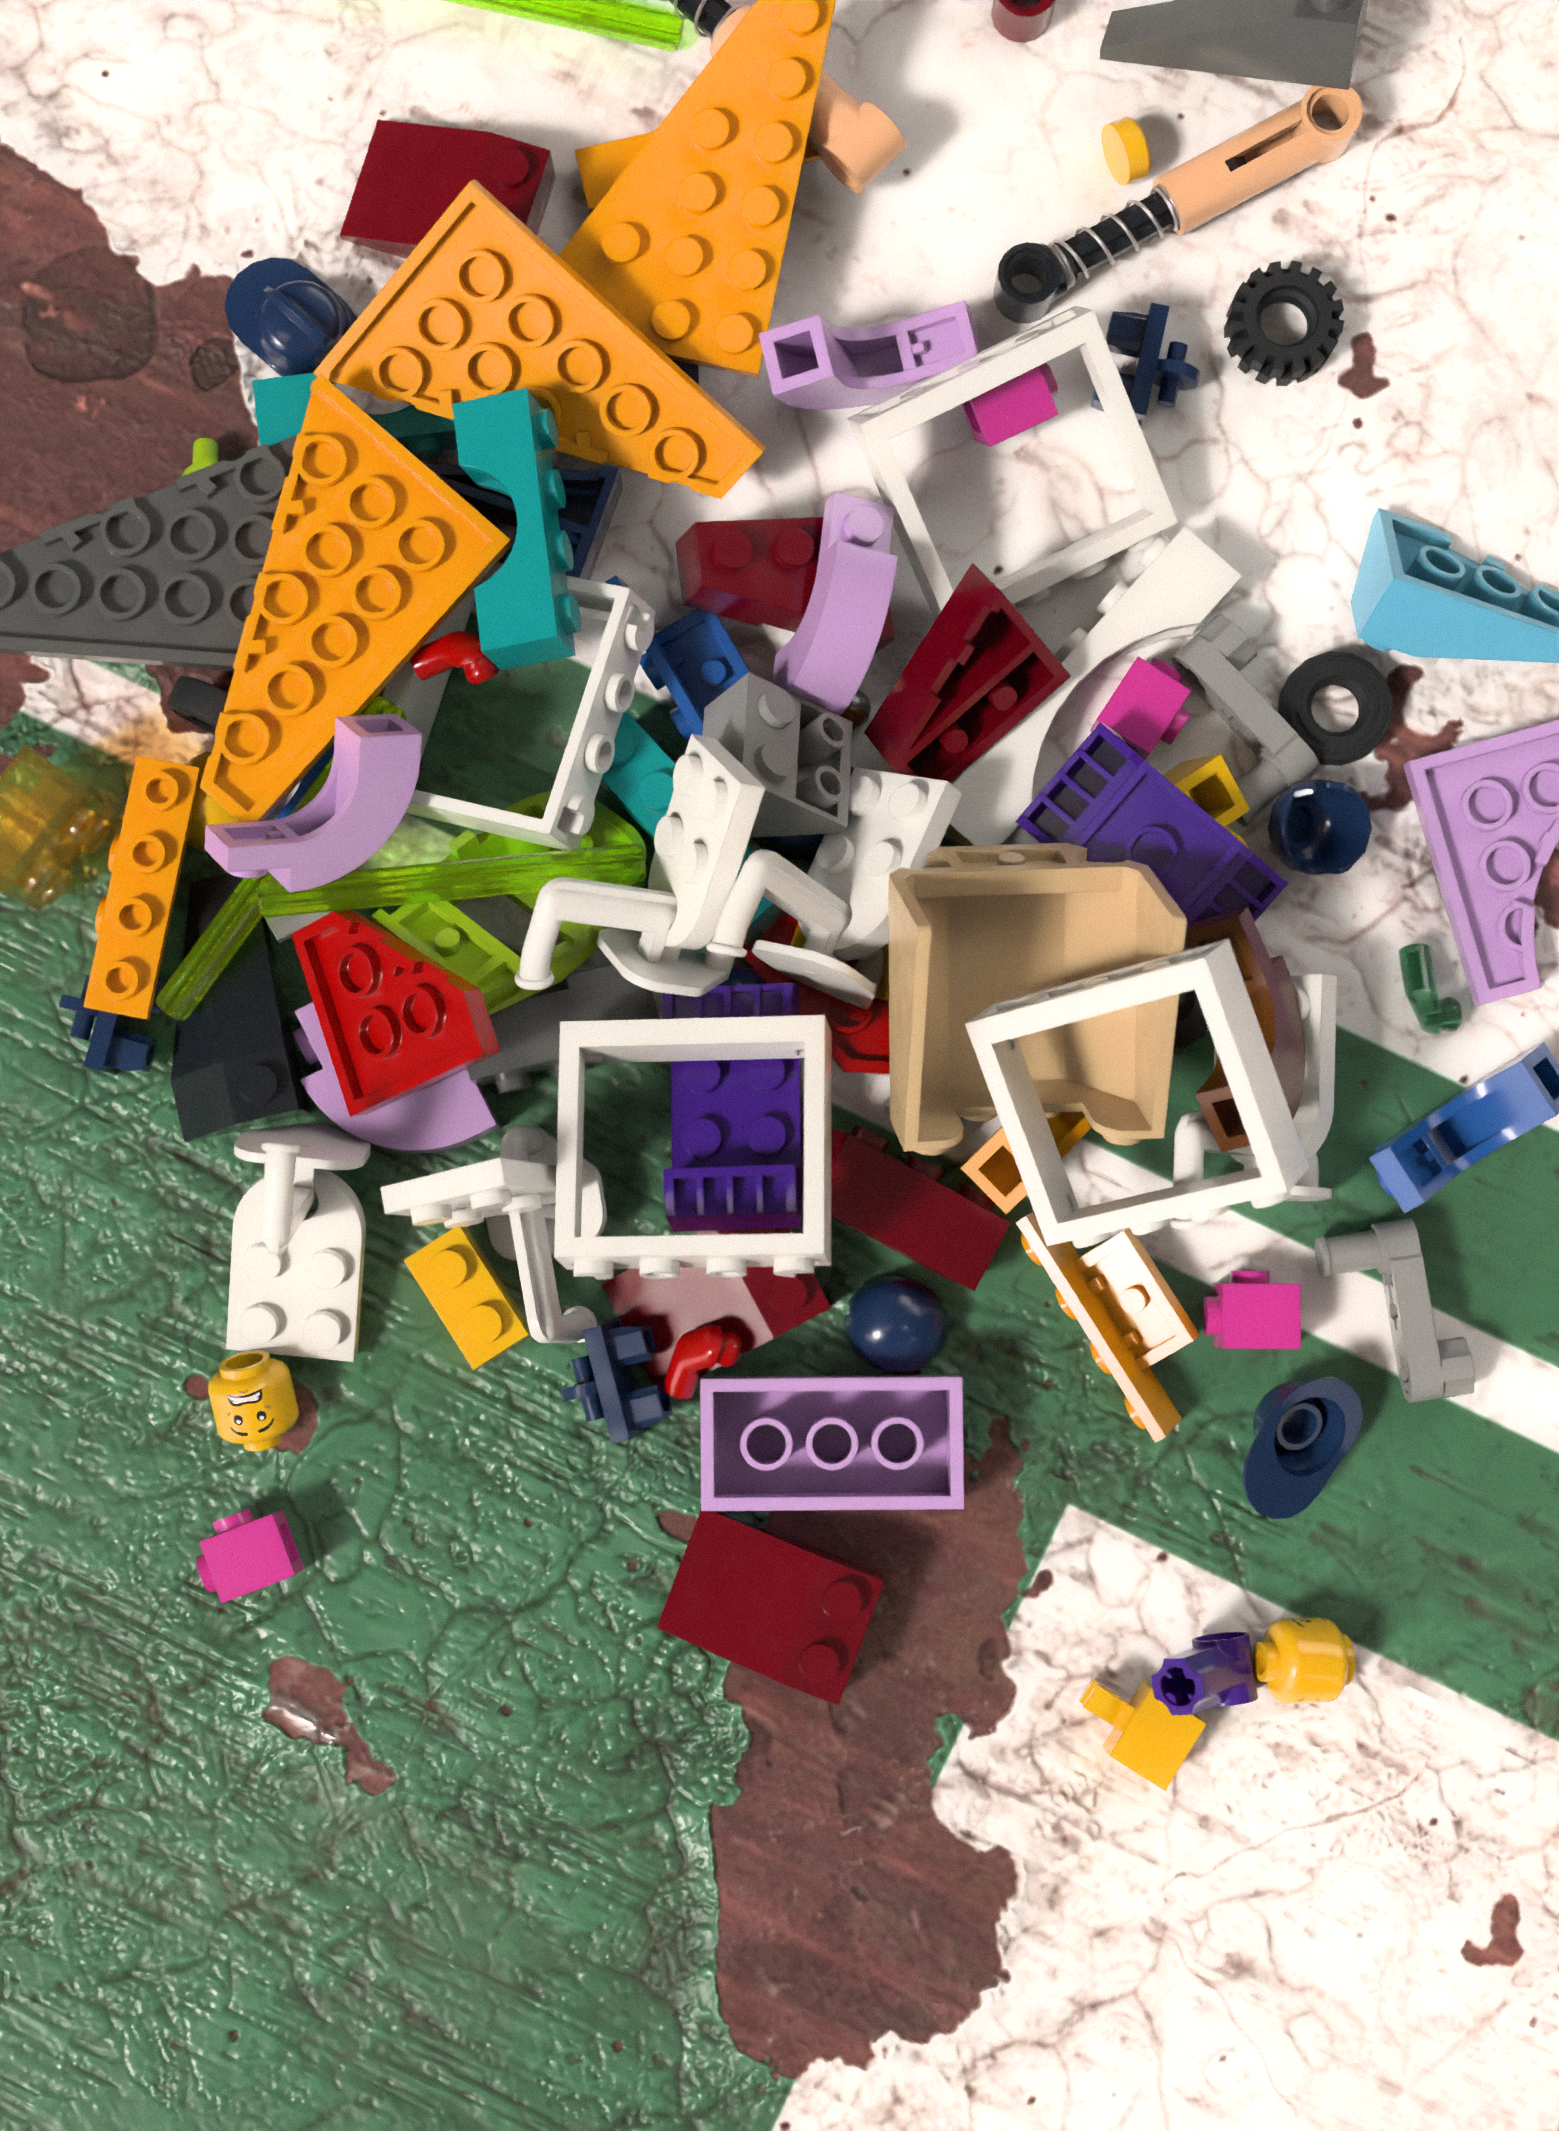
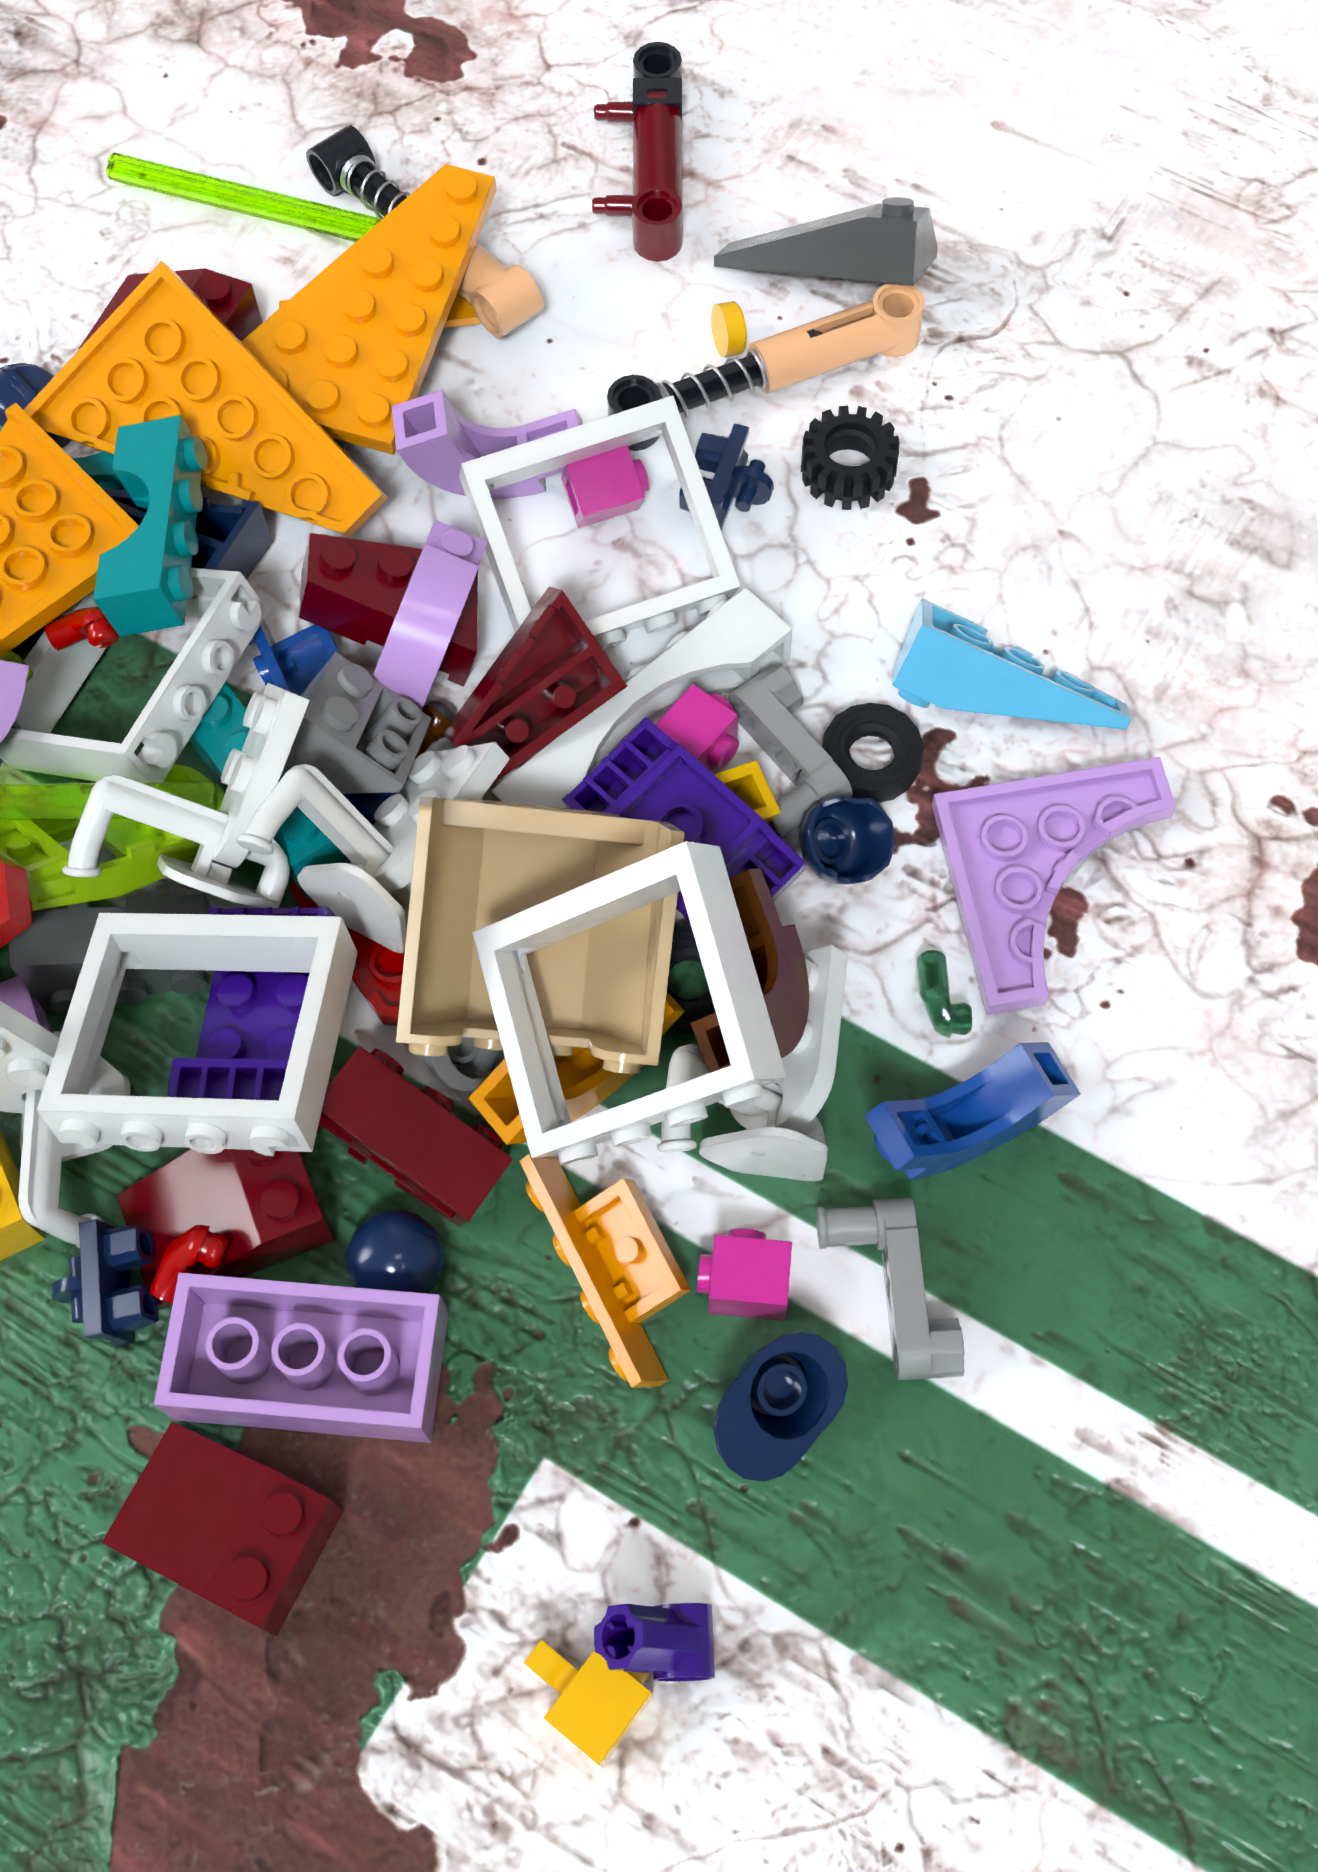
camera: 10 degrees right, 20 degrees down
(1304, 1660) = (767, 1640): yellow head -> none

